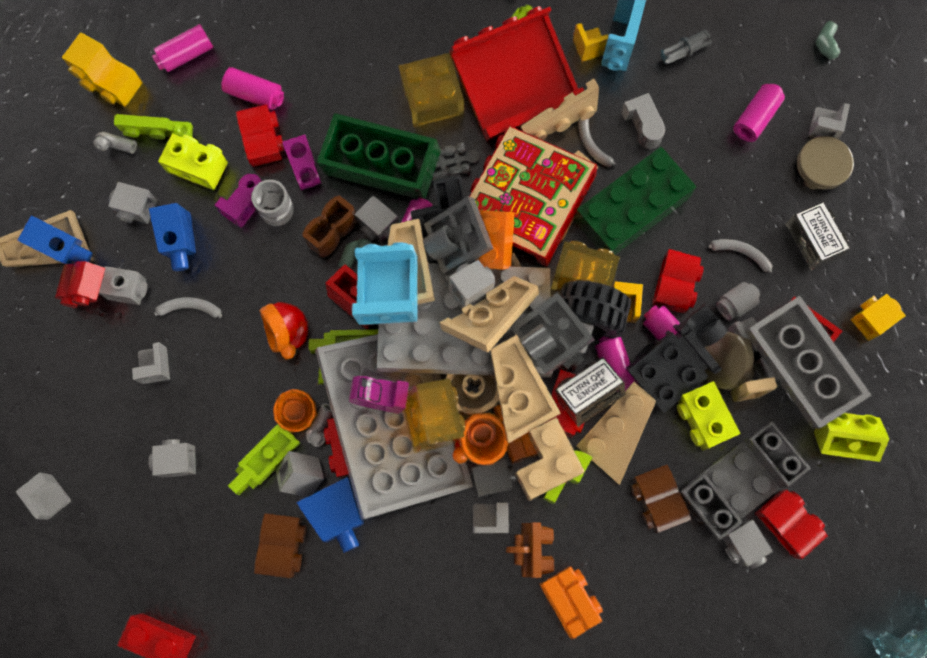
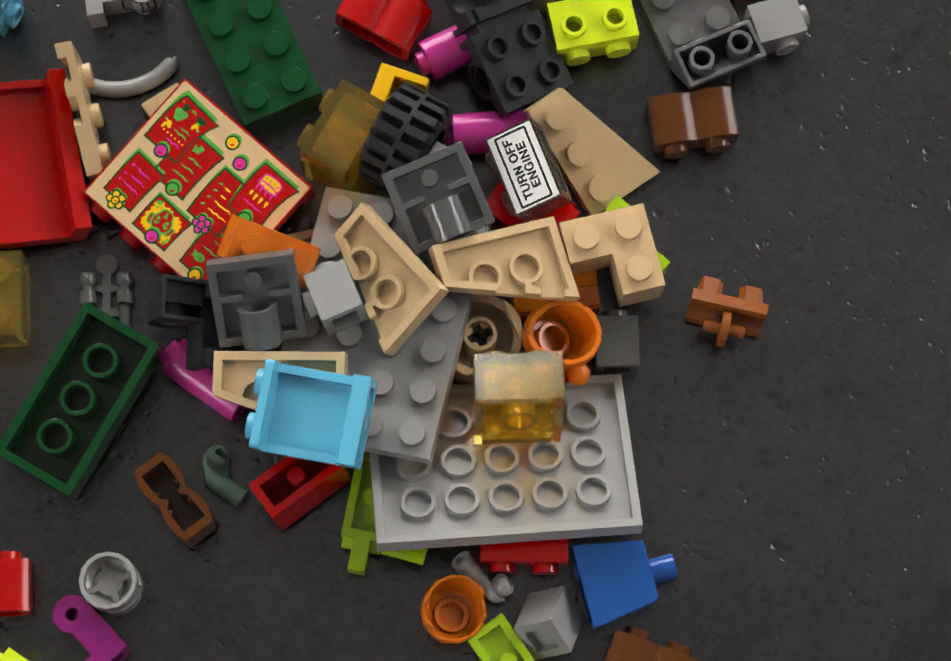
camera: 85 degrees left, 0 degrees up
(284, 328) = (321, 604): piece -> none
(302, 161) = (53, 526): magenta leg -> none
(375, 220) = (181, 428): light grey brick -> none
(379, 394) = (467, 465): magenta leg -> none
(490, 518) = (671, 359): light grey panel -> none
(571, 601) = (806, 275): orange brick -> none

